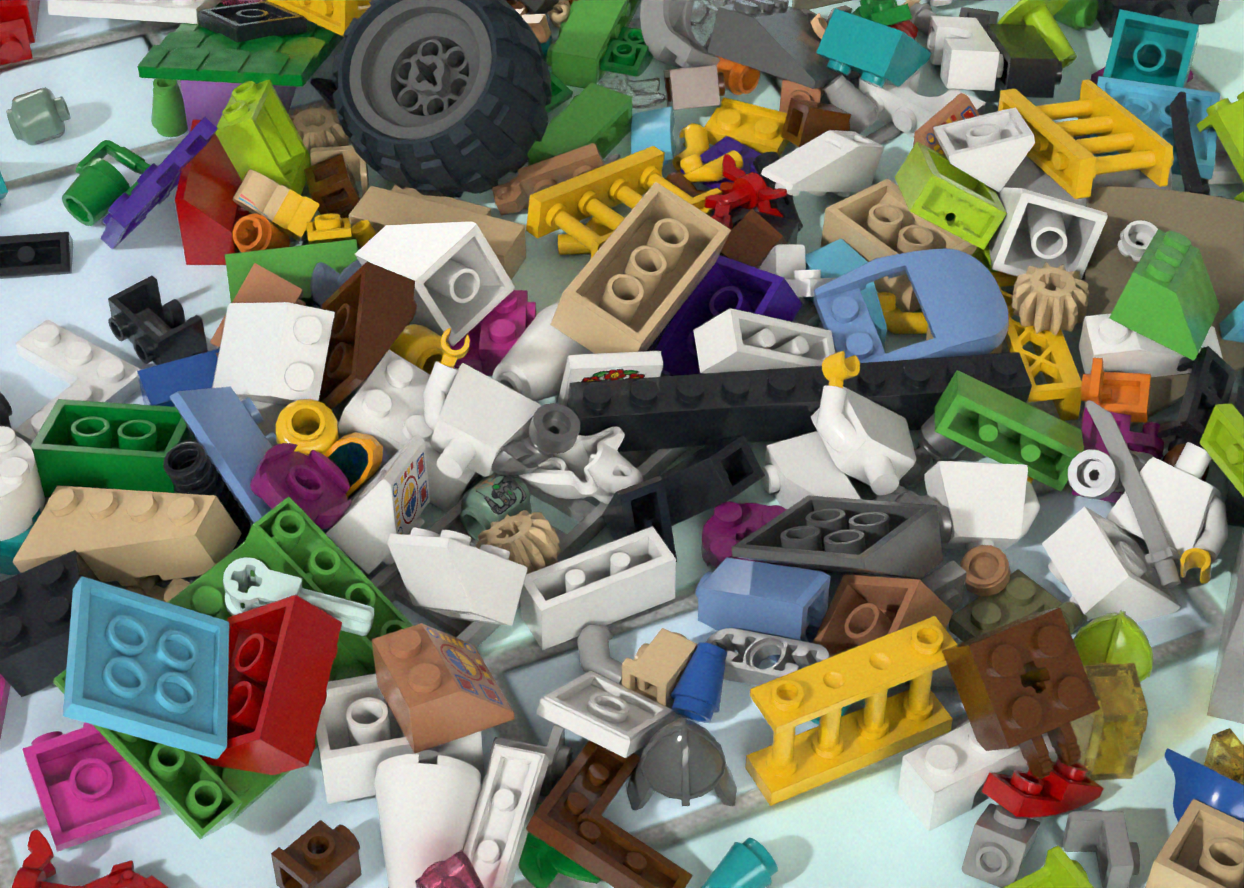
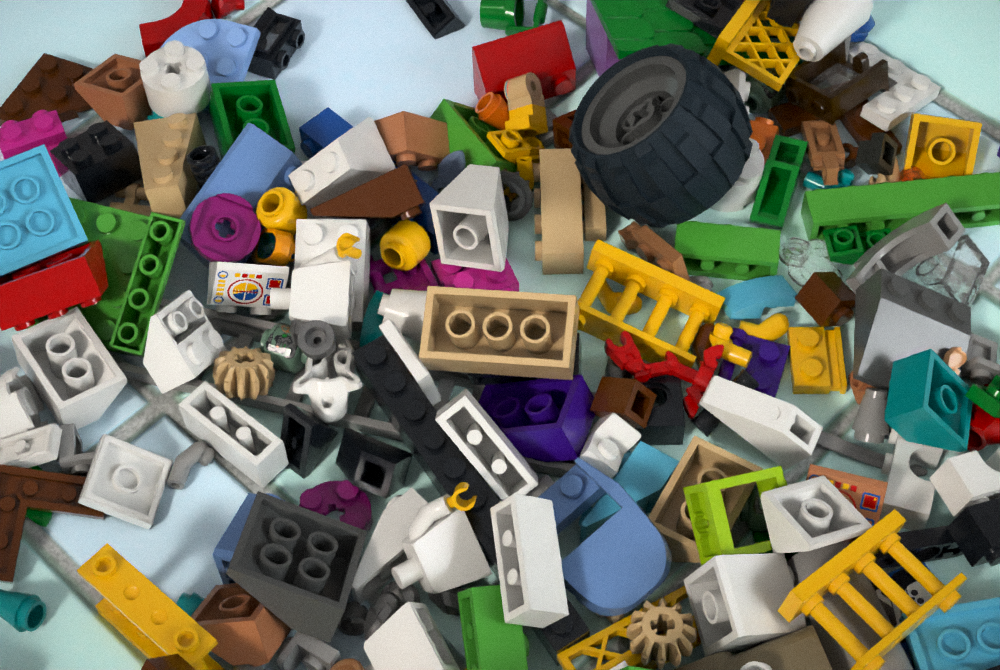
camera: 70 degrees right, 10 degrees up
(85, 366) = (342, 90): white plate -> none
(153, 329) = (392, 92): black window -> none
(154, 186) = (472, 33): dark purple wing -> none
(262, 136) = (566, 101): lime window -> none
(273, 586) = (111, 254): light aqua connector -> none
(436, 686) = (76, 369): nougat slope -> none
(658, 666) = (181, 501): tan brick -> none
(683, 765) = (88, 532): dark grey helmet -> none
(701, 684) = (170, 528): blue cone -> none
(755, 647) = (182, 589): light grey beam -> none
(811, 119) = (826, 399): reddish brown brick -> none
(945, 342) = (529, 561): none -> white brick

